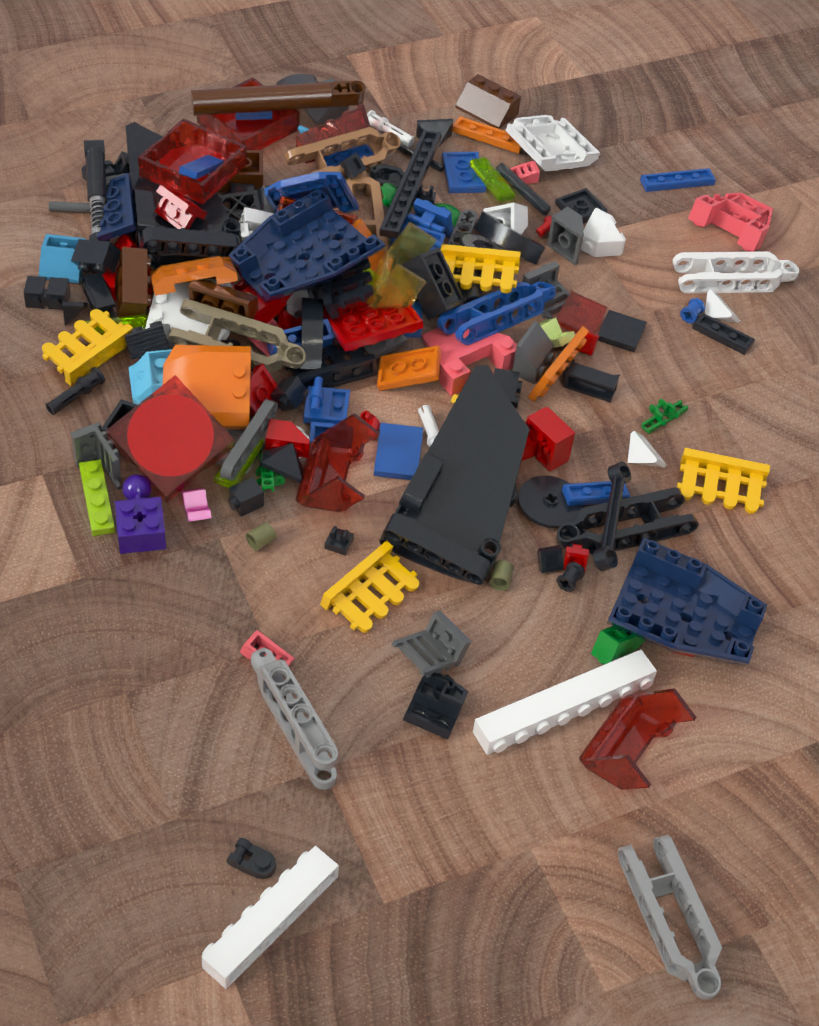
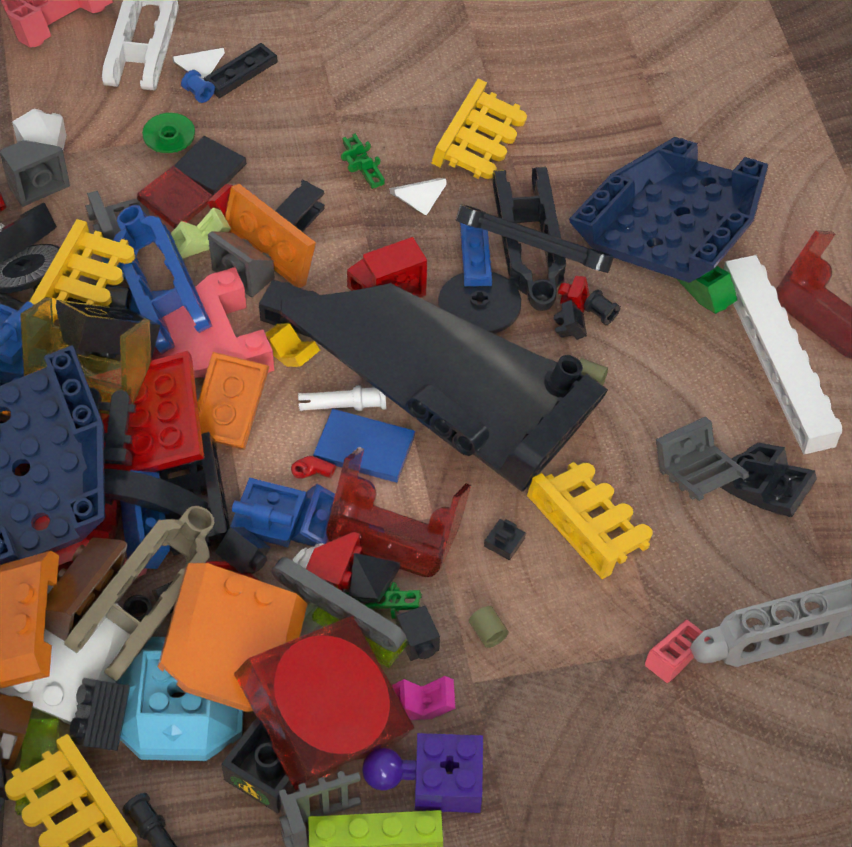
camera: 75 degrees left, 5 degrees up
(639, 301) = (168, 132): none -> green dish

